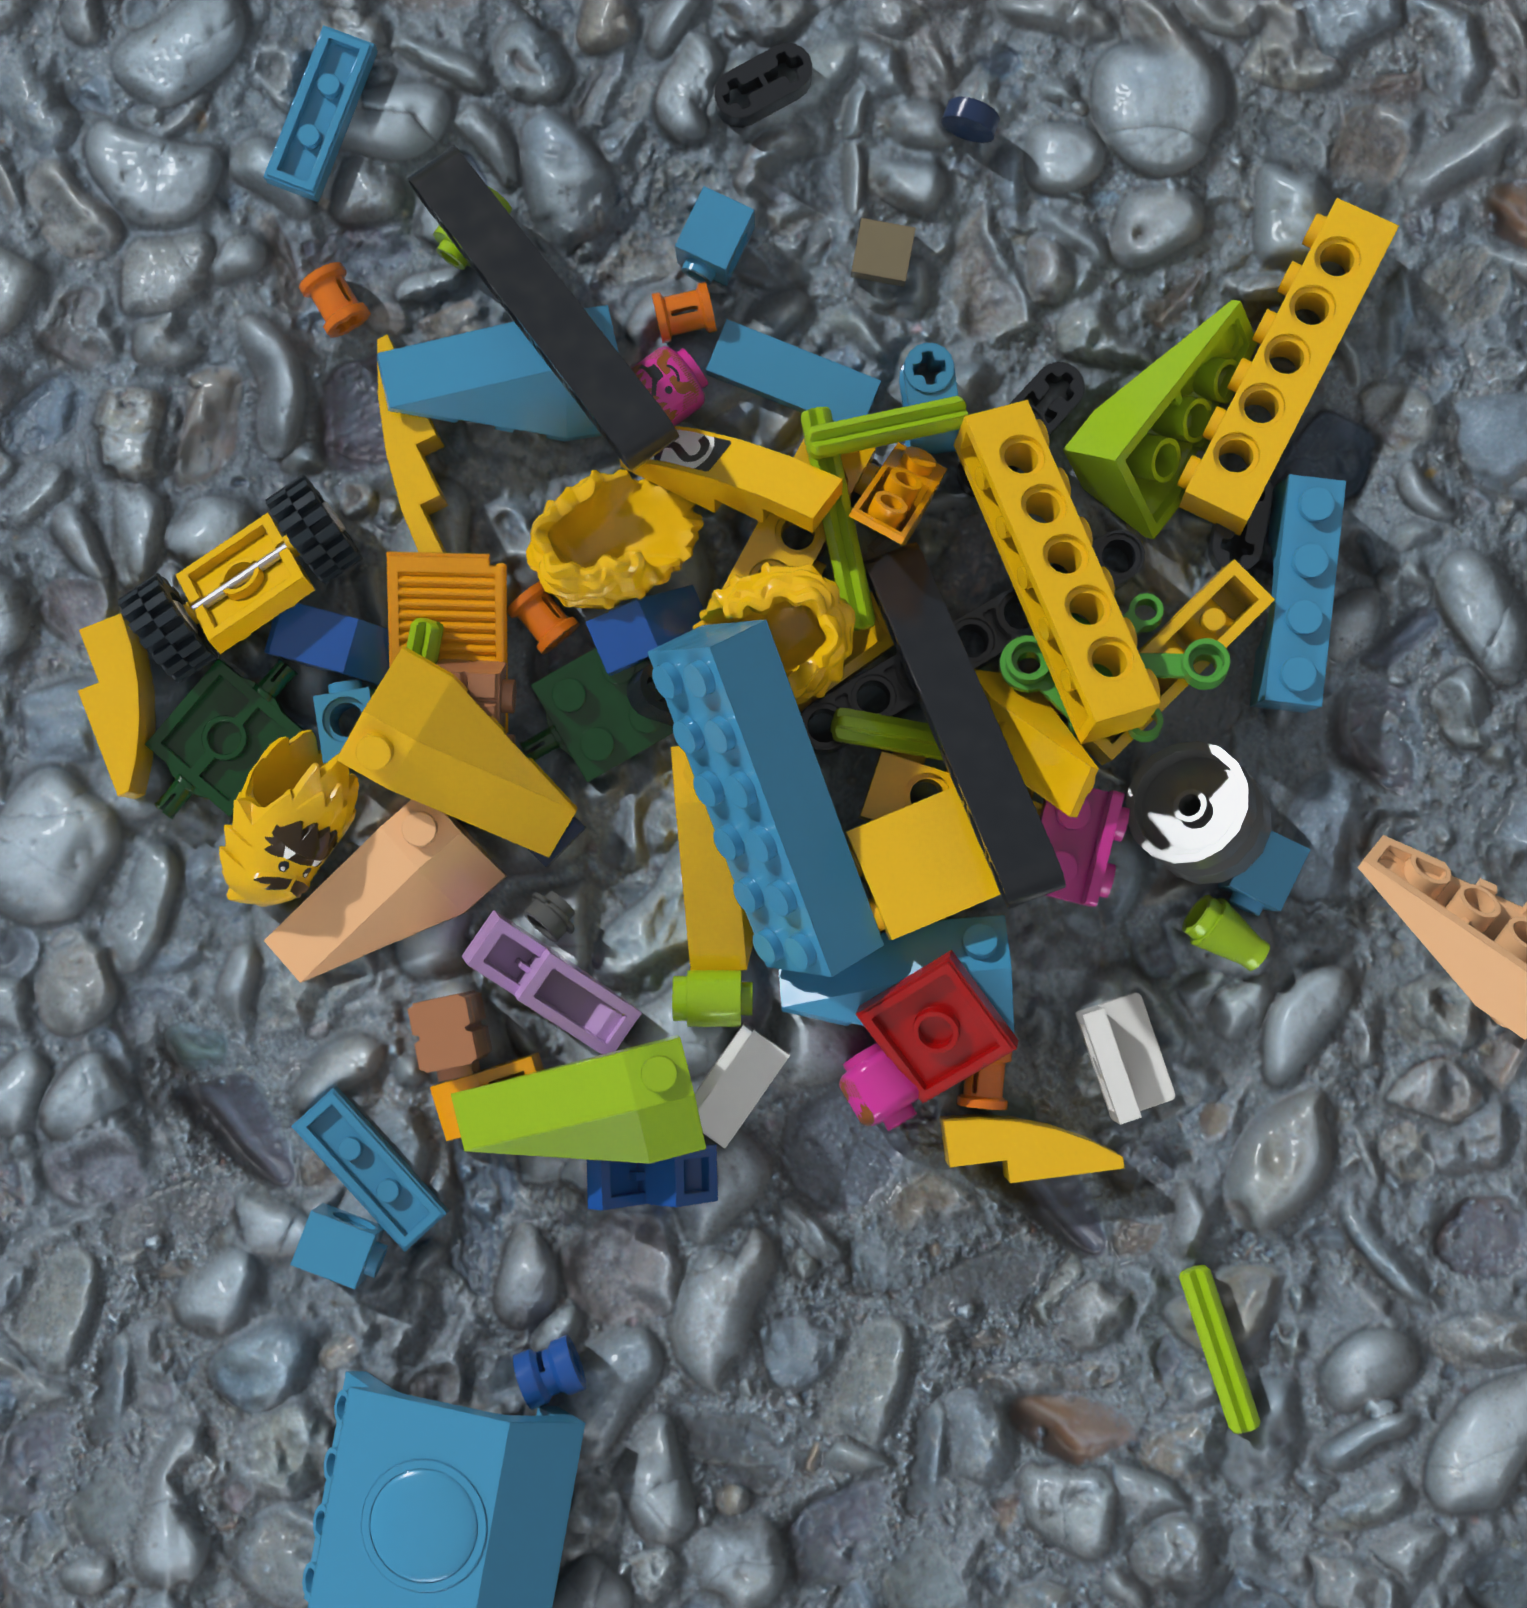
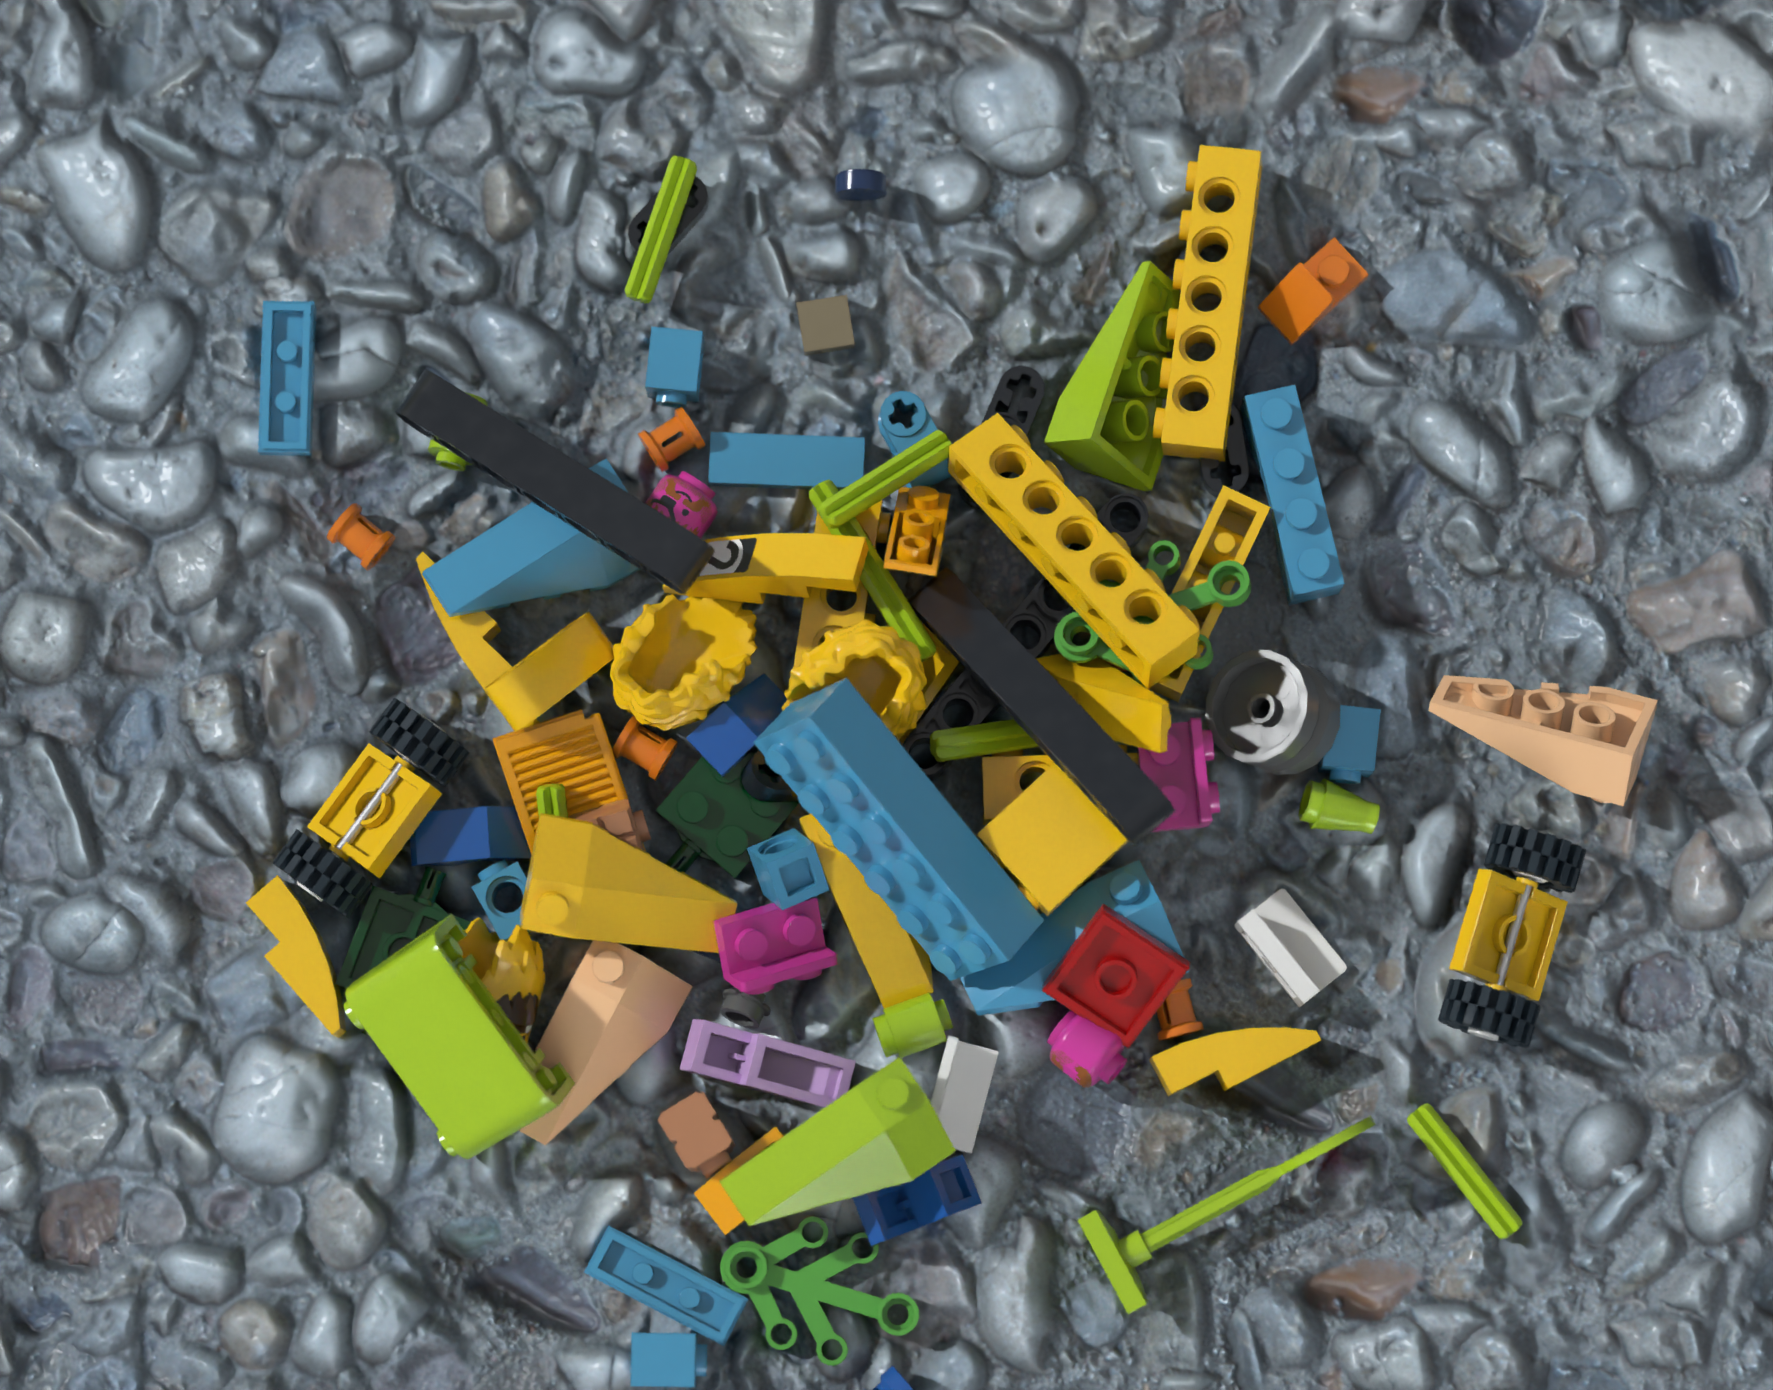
camera: 25 degrees left, 5 degrees down
(233, 851) = (454, 1043): none -> lime windscreen
(471, 504) = (551, 671): none -> yellow beam
(512, 1224) = (810, 1287): none -> bright green plant
(599, 866) = (772, 946): none -> dark pink bracket
(642, 794) = (788, 869): none -> dark azure brick
(750, 91) = (660, 229): none -> lime axle
(839, 1310) = (1122, 1255): none -> lime piece
(1359, 1128) = (1510, 934): none -> plate
(1393, 393) = (1312, 290): none -> orange slope

